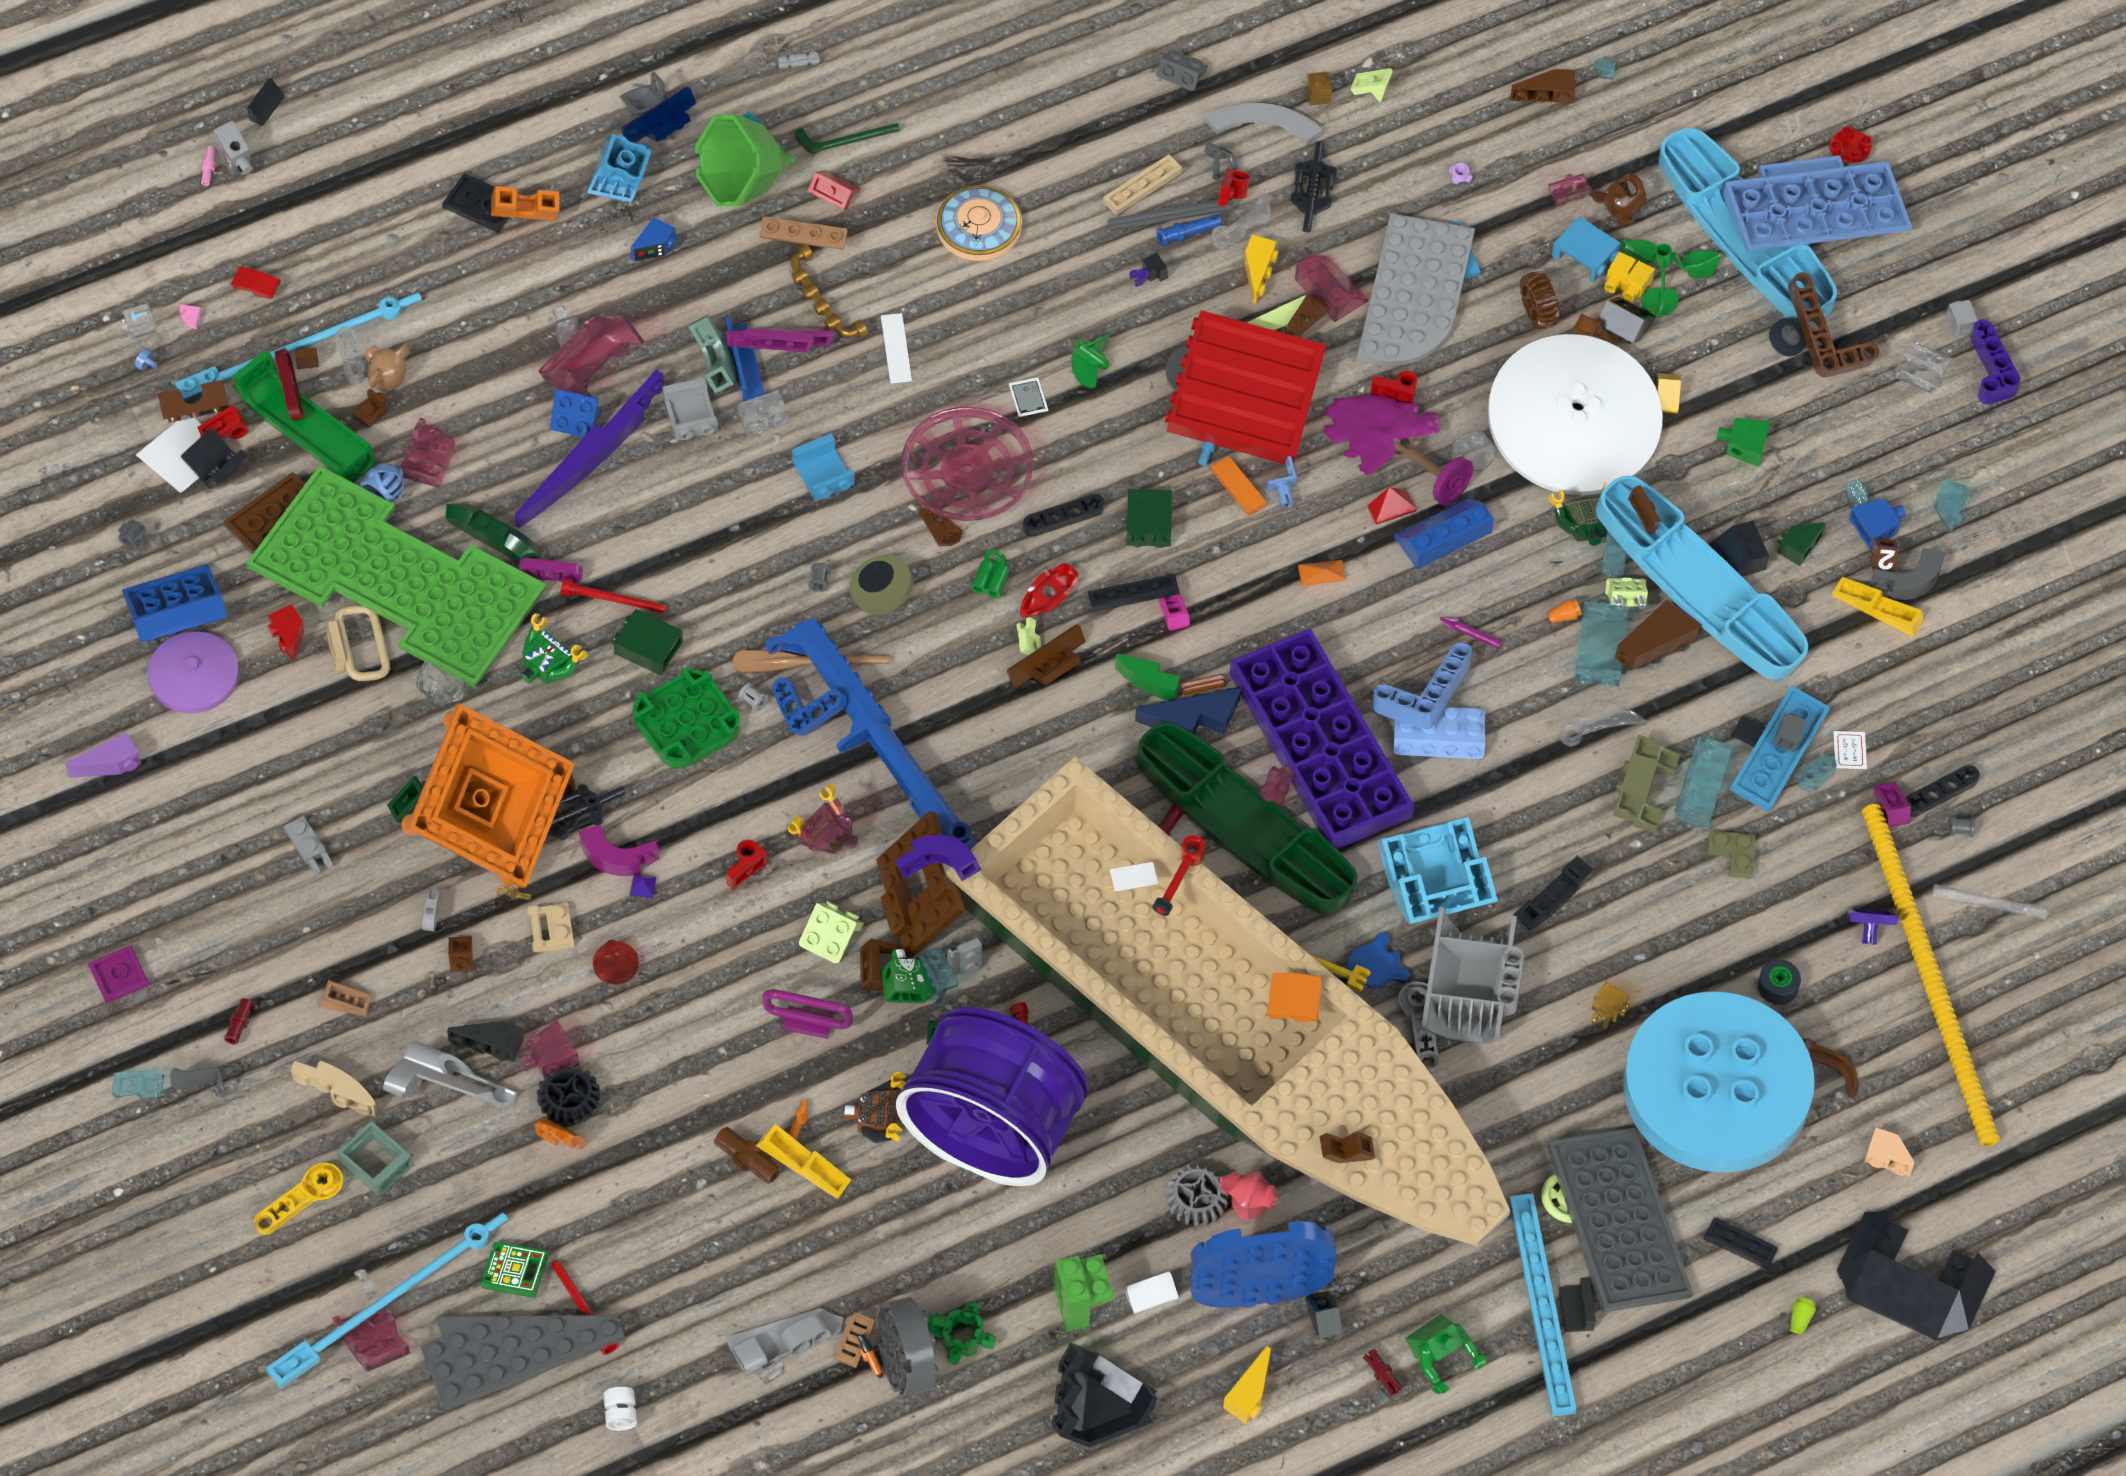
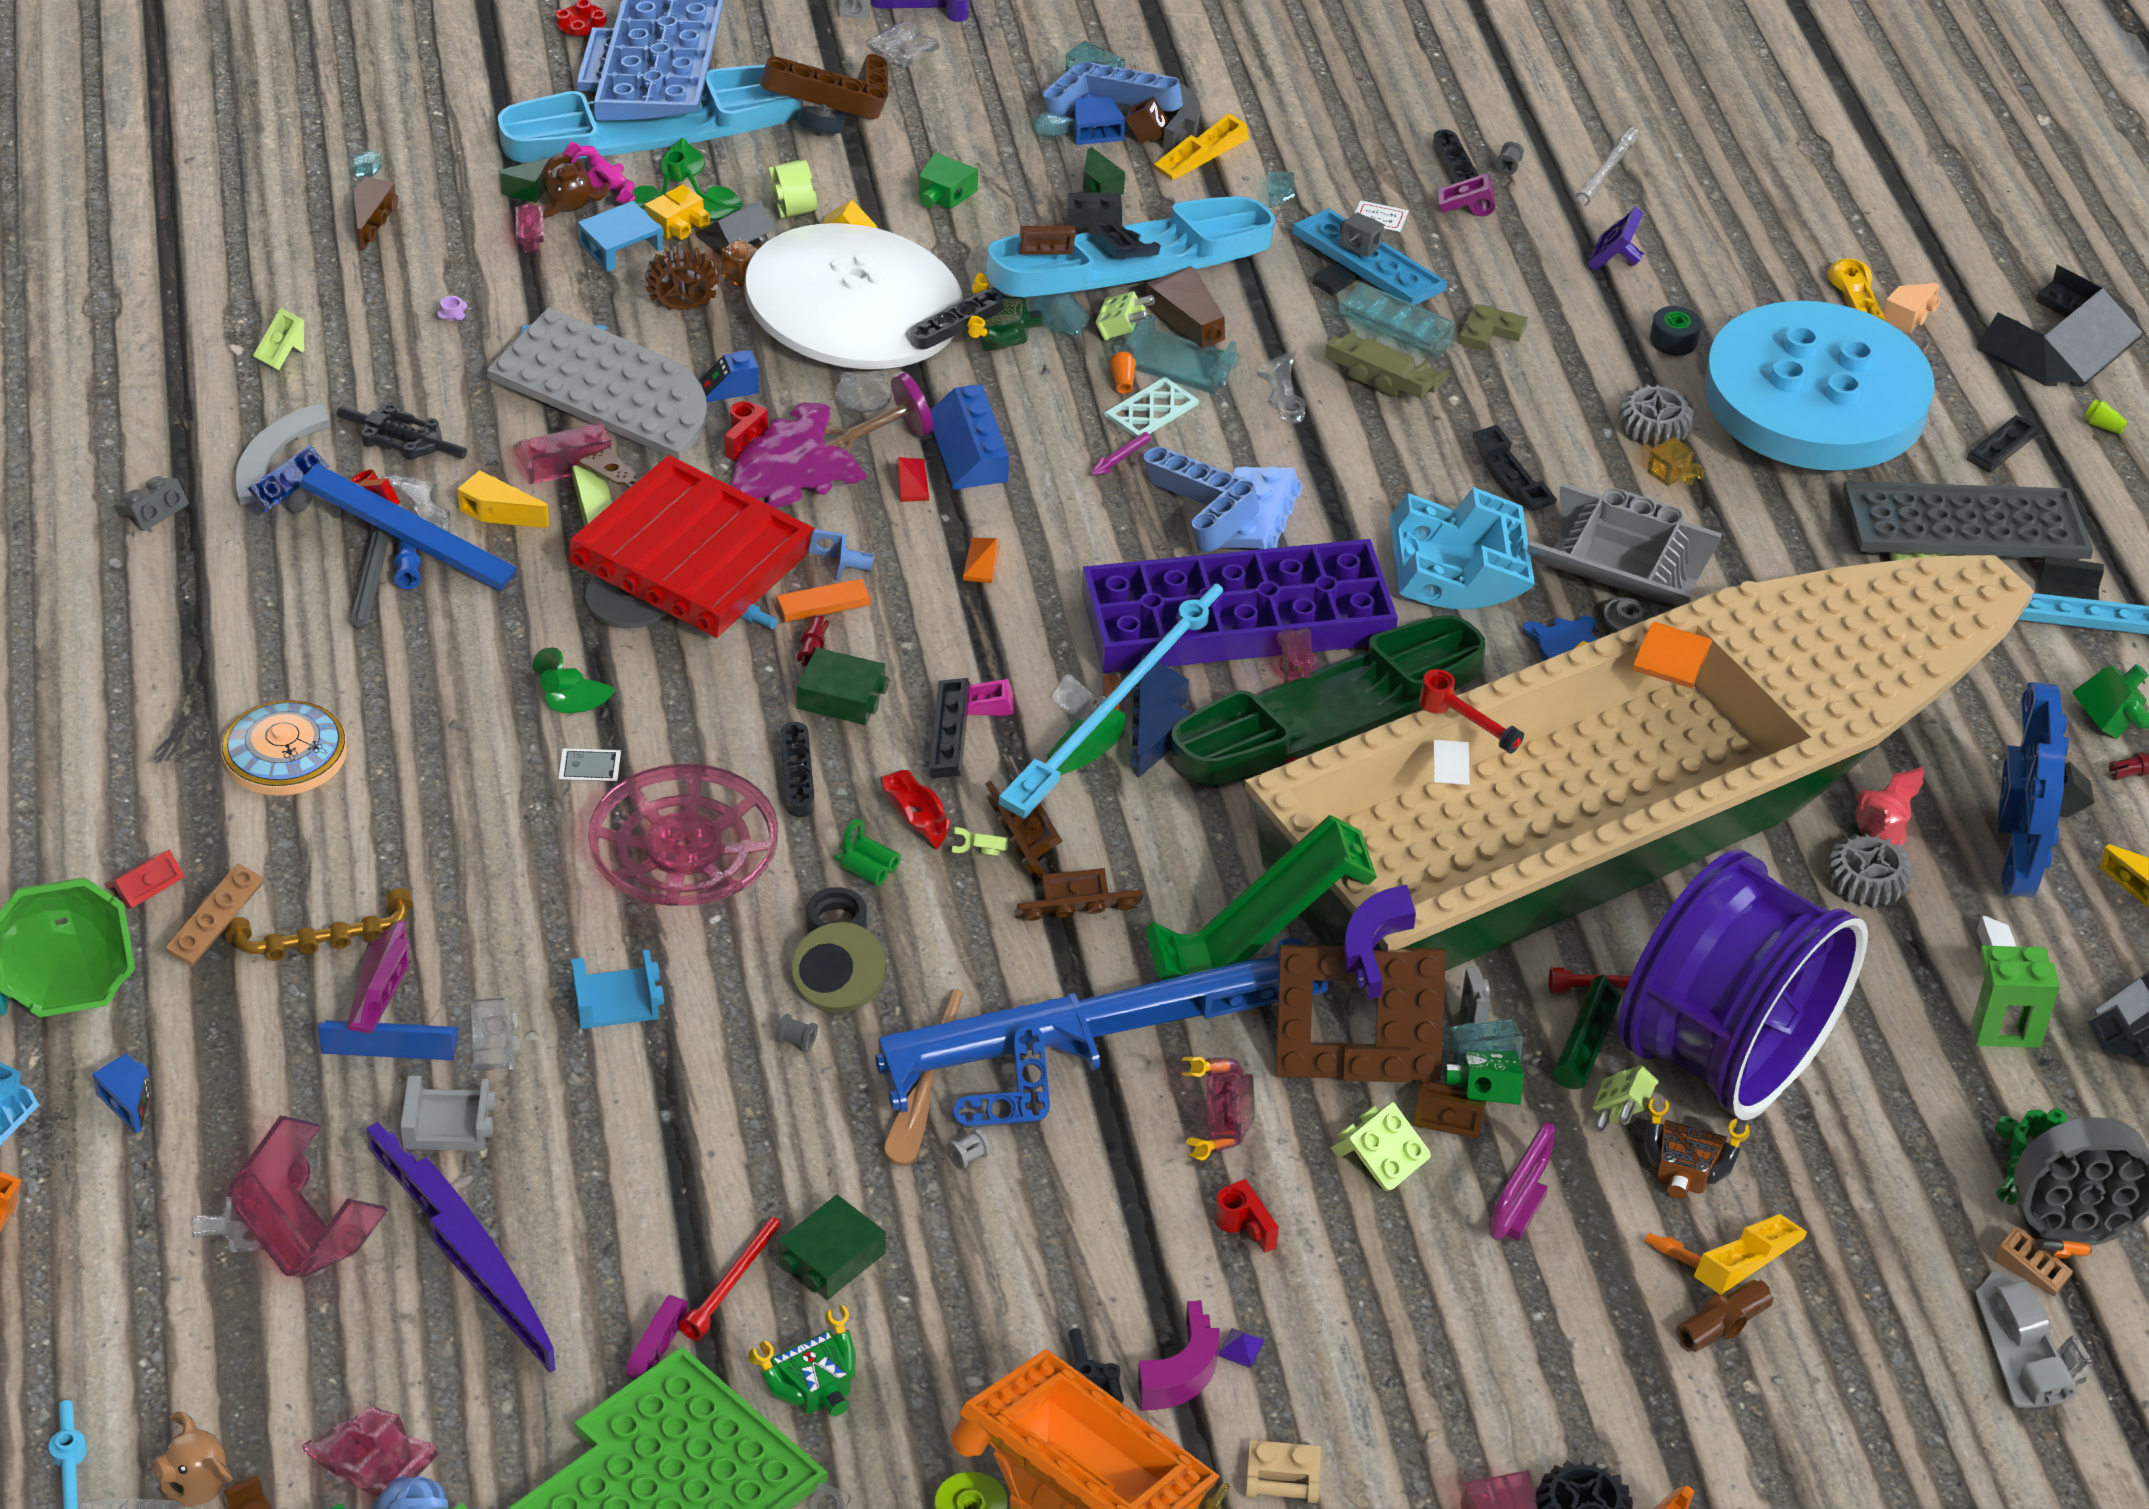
camera: 75 degrees left, 15 degrees down
(491, 531) = (555, 1398): dark green brick -> none
(574, 412) = (392, 1245): blue bracket -> none
(615, 962) = (1368, 1403): clear red dish -> none
(686, 718) = (975, 1235): green tile -> none
(719, 358) = (375, 1058): sand green arch -> none
(814, 147) = (68, 835): dark green piece -> none
(896, 348) = (444, 877): white sticker -> none
(905, 1063) = (1623, 1096): none -> yellowish green piece
(931, 558) = (835, 899): none -> black tyre
(944, 532) = (772, 893): reddish brown piece -> none
(969, 795) = (1267, 903): none -> green panel
(999, 704) = (1075, 892): none -> reddish brown bracket
(1085, 651) = (1041, 778): none -> medium azure bar
(1142, 185) = (314, 577): tan plate -> none
(1152, 267) = (452, 595): black piece -> none
(1180, 657) = (1076, 698): none -> clear bracket
(1192, 489) = (812, 638): none -> dark red pin
(1202, 219) = (408, 527): none -> blue tile
(1220, 134) = (285, 479): none -> clear blue slope
(1318, 88) = (259, 388): pearl gold brick -> none
(1347, 1149) = (1897, 657): reddish brown slope -> none
(1451, 365) = (731, 377): none -> blue slope
(1540, 658) = (1149, 392): none -> light aqua window
(1564, 482) = (930, 333): none -> black beam
(1624, 165) = (523, 181): none -> dark green slope
(1649, 217) = (603, 172): none -> dark pink piece
(1670, 972) = (1655, 414): none -> light grey gear
(1682, 340) = (793, 188): none -> yellowish green brick
(1701, 568) = (1121, 241): none -> black wing
(1818, 771) = (1405, 241): clear light blue plate -> none
(1848, 672) = (1279, 188): none -> clear light blue slope
(1893, 1113) = (1855, 282): none -> yellow beam
(1915, 499) = (1120, 84): none -> medium blue beam
(1930, 975) = (1693, 224): yellow piece -> none

